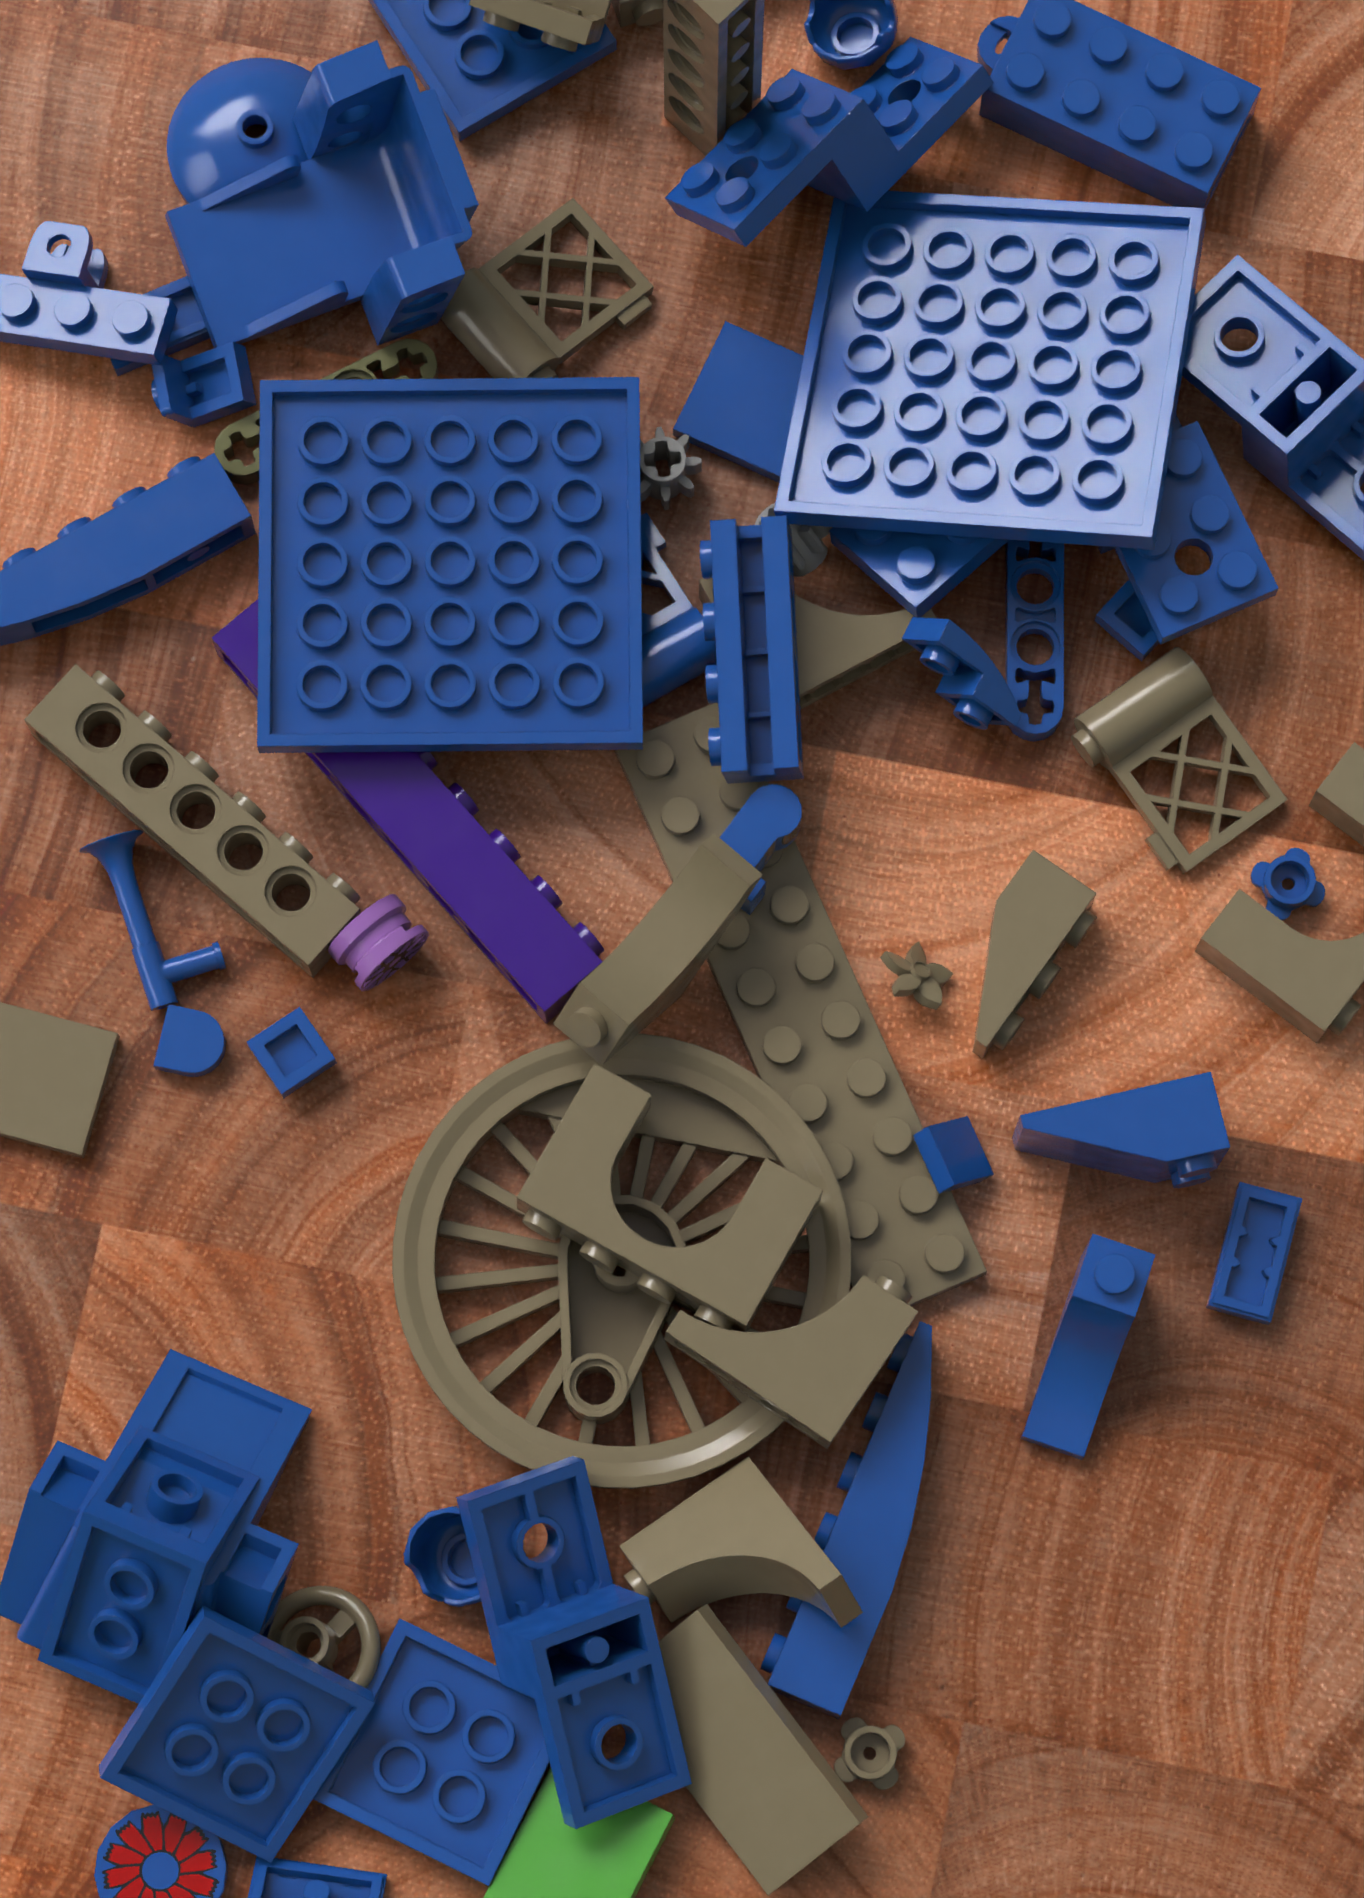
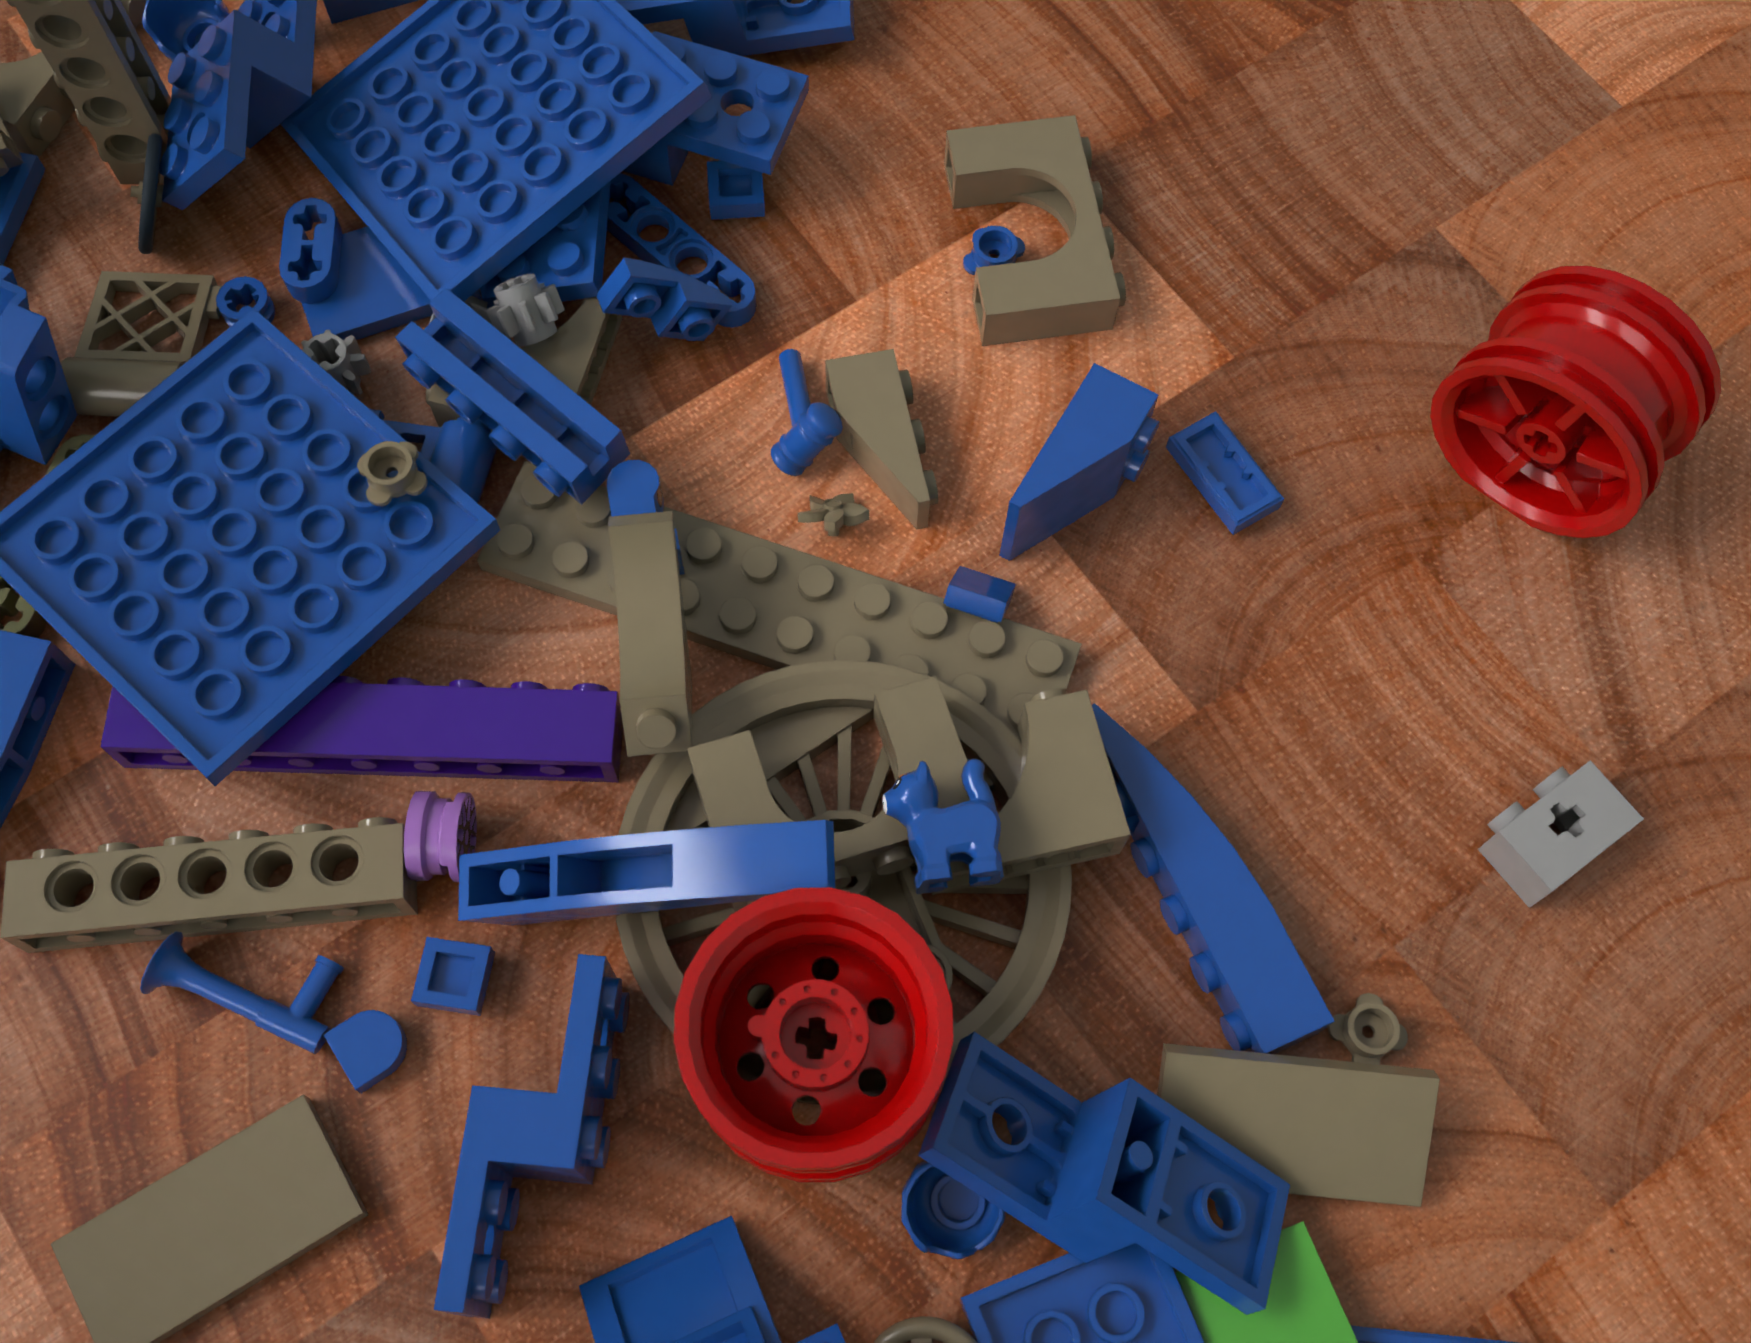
camera: 50 degrees left, 10 degrees down
(234, 1224) = (531, 1138): none -> blue bracket
(414, 1278) = (777, 946): none -> red wheel
(472, 1123) = (644, 872): none -> blue slope
(597, 615) = (384, 459): none -> dark tan plate
(663, 324) = (243, 291): none -> blue bush
(665, 174) = (149, 194): none -> black wheel
(692, 1307) = (950, 834): none -> blue animal
(733, 1543) = (1134, 975): dark tan arch -> none
(734, 335) = (322, 250): none -> blue beam
(840, 581) = (525, 309): none -> light grey gear
(969, 893) = (812, 424): none -> blue piece
(1087, 1345) = (1185, 598): blue arch -> none
(1144, 719) = (805, 239): dark tan piece -> none
(1201, 1796) = (1583, 809): none -> light grey brick

